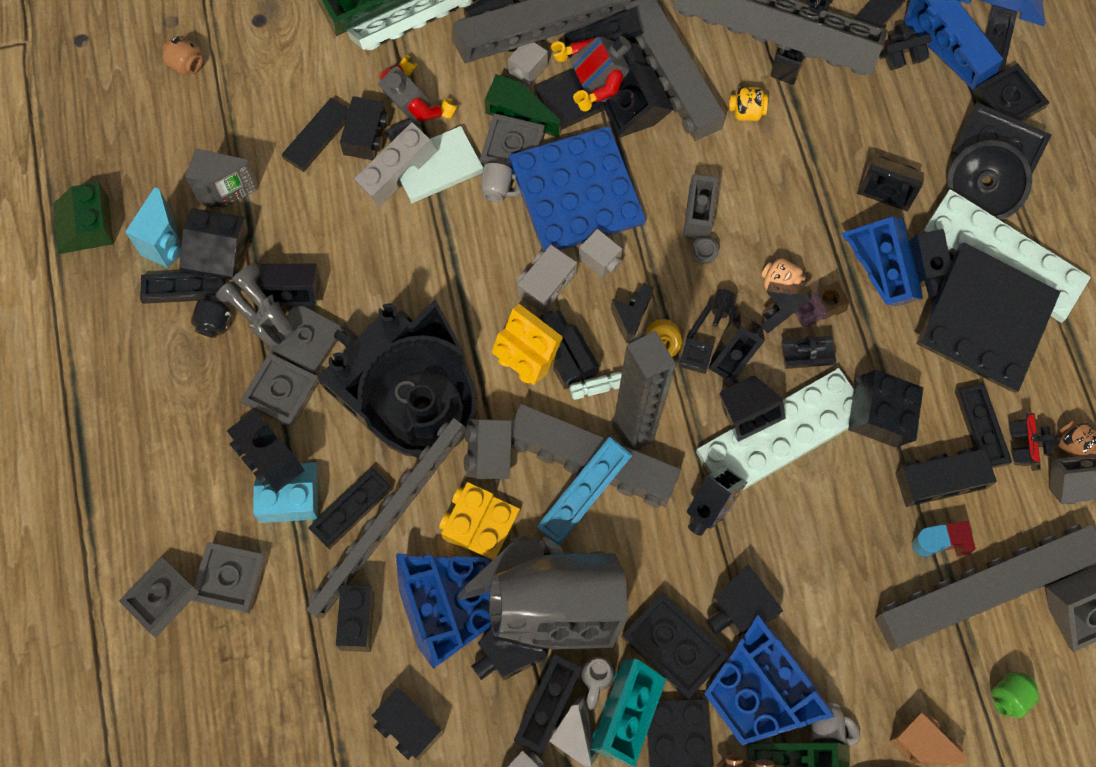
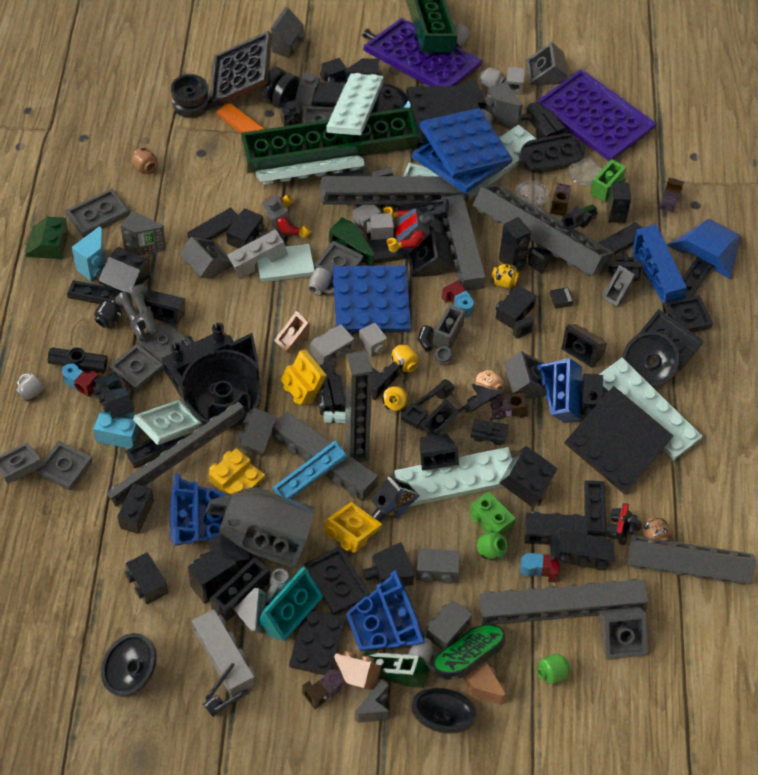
camera: 15 degrees right, 15 degrees down
(134, 465) = (29, 386): none -> light grey piece
(141, 156) = (97, 212): none -> dark grey tile
(174, 403) = (79, 357): none -> black piece
(203, 433) = (79, 379): none -> leg
(321, 187) = (205, 257): none -> dark grey slope
(355, 469) = (167, 422): none -> light aqua tile
(486, 273) = (293, 331): none -> medium nougat slope
(500, 700) = (210, 575): none -> black slope
(554, 74) = (380, 226): none -> light grey brick
(655, 271) = (405, 358): none -> yellow head
(667, 228) = (423, 336): none -> black arm
(669, 557) = (351, 527): none -> yellow plate
(696, 155) = (458, 297): none -> leg
(753, 55) = (515, 243): none -> black brick
(778, 147) = (515, 306): none -> black brick
(799, 177) = (523, 327): none -> black tile
(806, 581) = (437, 565): none -> dark grey brick
(827, 252) = (525, 376): none -> dark grey slope
(833, 116) = (561, 297): none -> black tile
(851, 670) = (448, 625): none -> dark grey brick
(854, 483) = (491, 515): none -> bright green brick
(871, 530) = (492, 545): none -> bright green head
(896, 706) = (469, 651): none -> tile
(908, 78) = (619, 285): none -> dark grey slope
(997, 504) = (582, 550): none -> black brick

